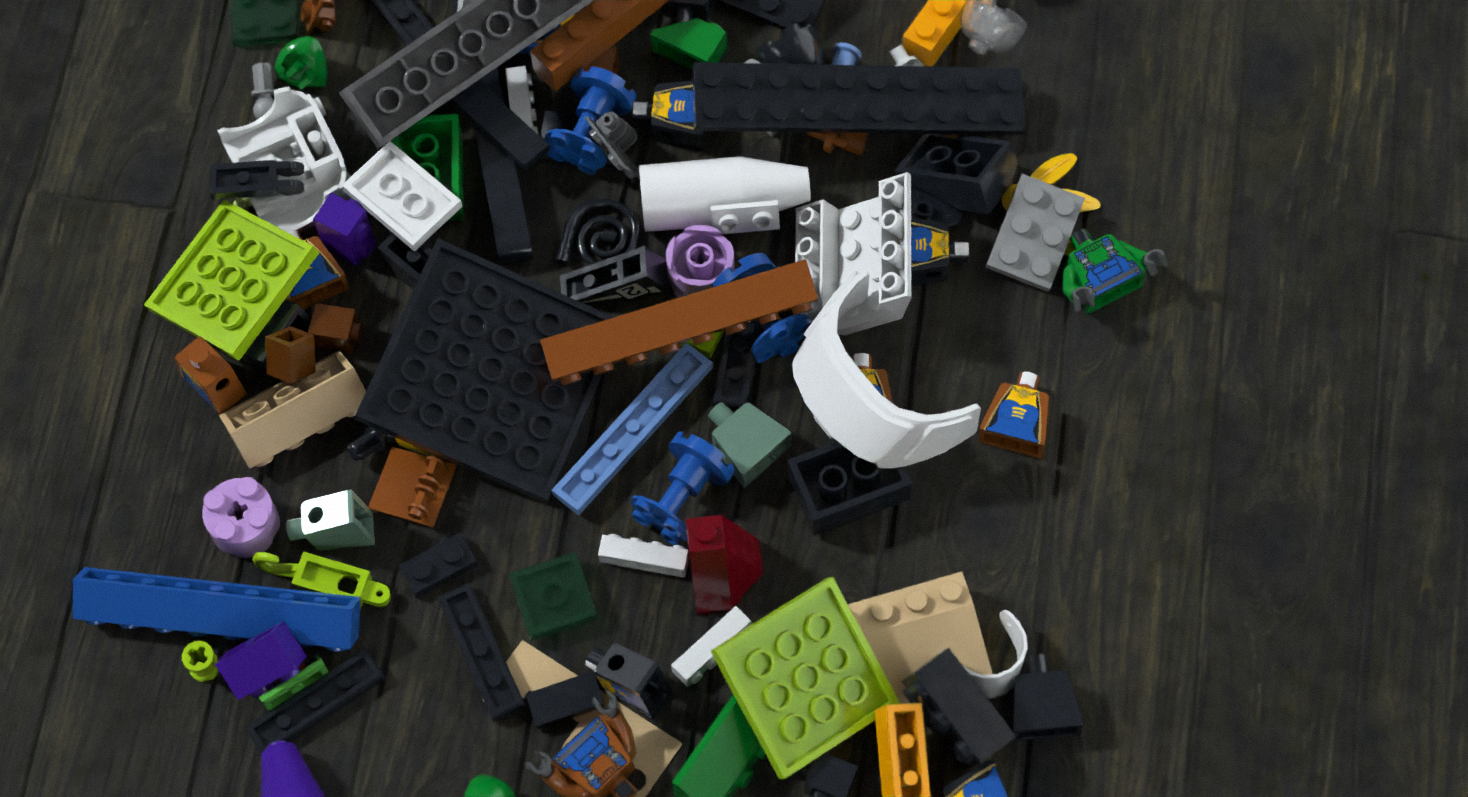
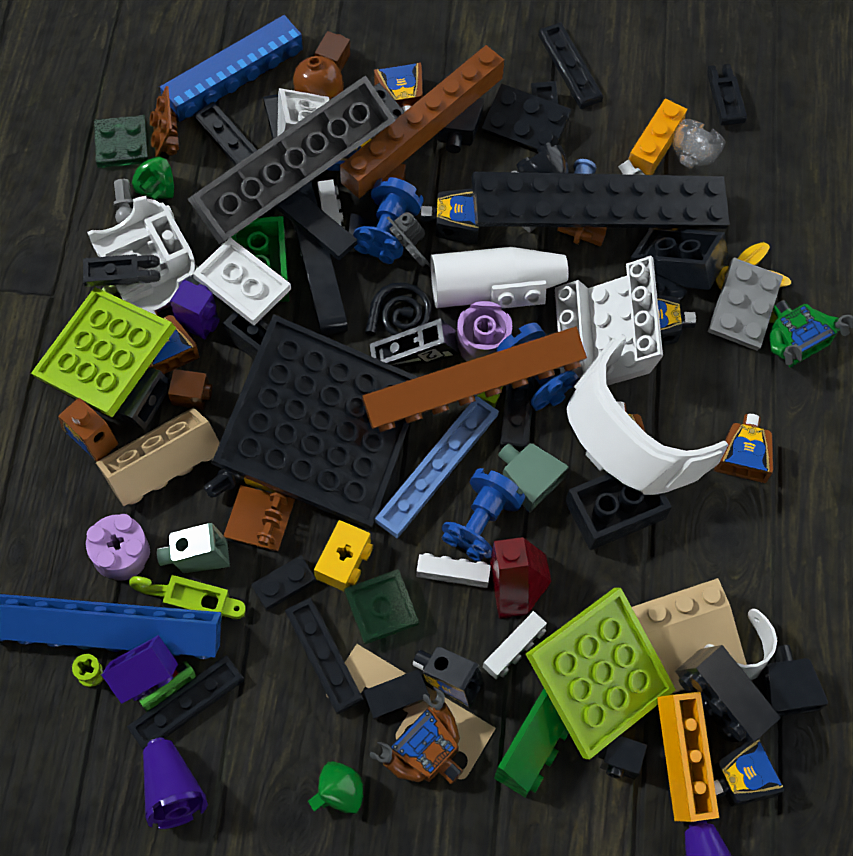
camera: 10 degrees left, 0 degrees up
(290, 355) = (154, 411): reddish brown brick -> none
(511, 516) = (343, 541): none -> yellow brick
(690, 42) = (461, 160): green slope -> none

